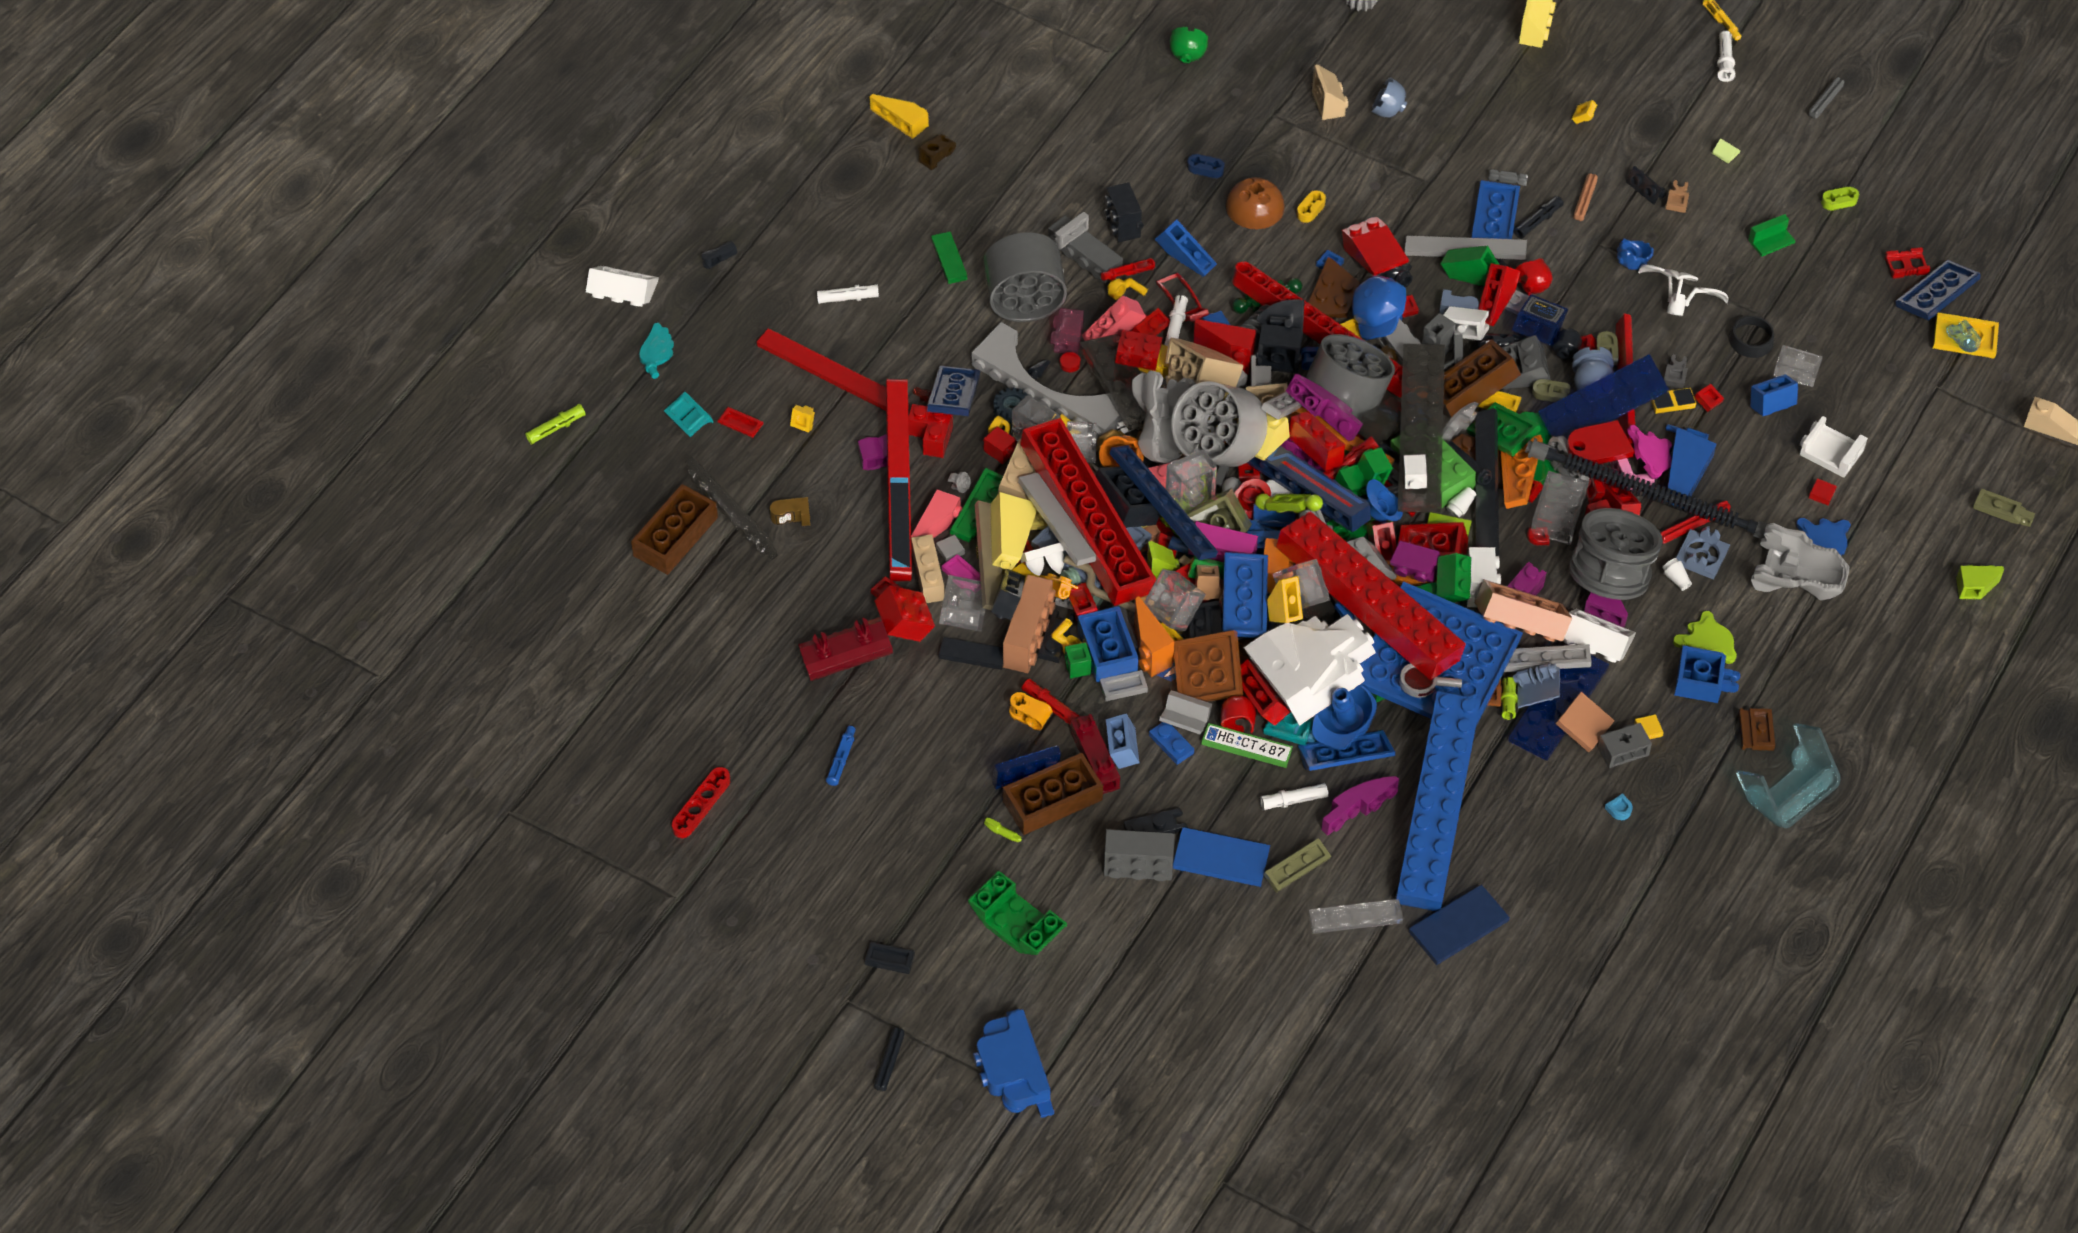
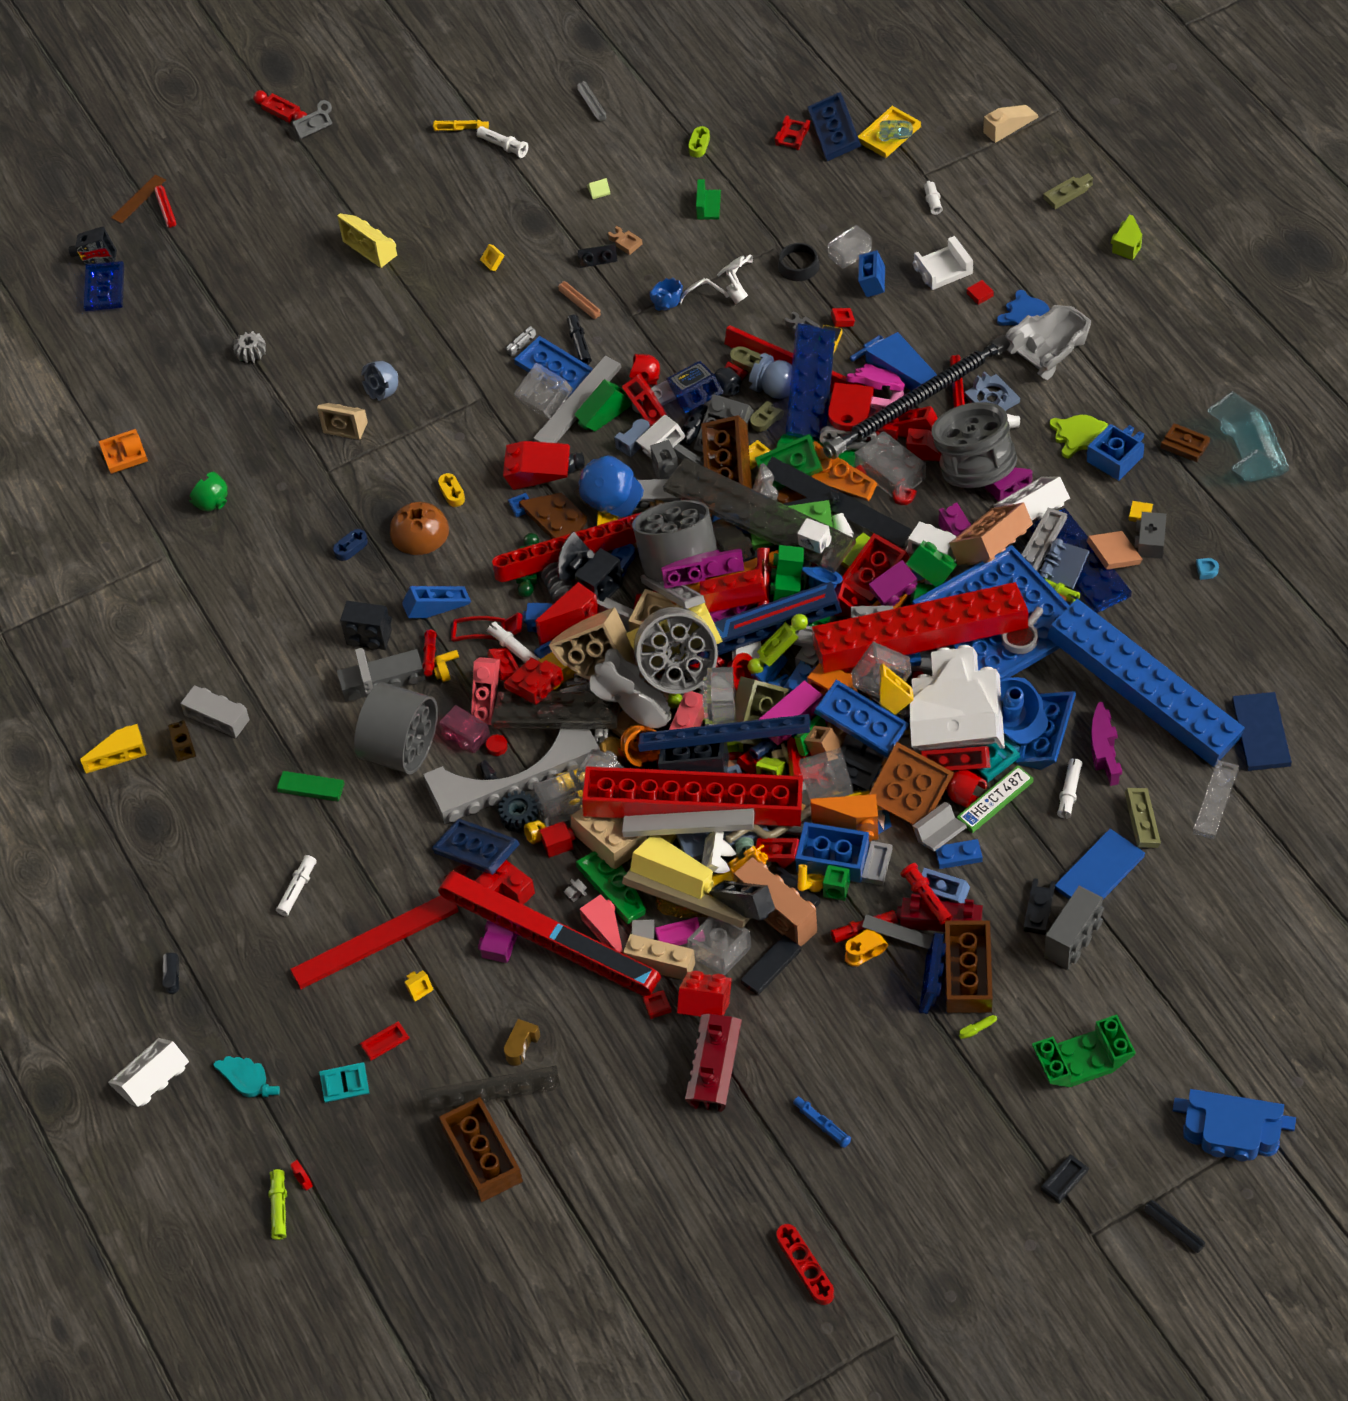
camera: 55 degrees left, 0 degrees up
(590, 426) = (301, 1176): none -> red tile
(978, 158) = (215, 711): none -> light grey brick
(1058, 726) = (897, 931): none -> dark grey sticker
(1105, 718) = (919, 885): none -> red pin
(1456, 215) = (543, 391): none -> clear brick
(1910, 405) = (933, 197): none -> white axle

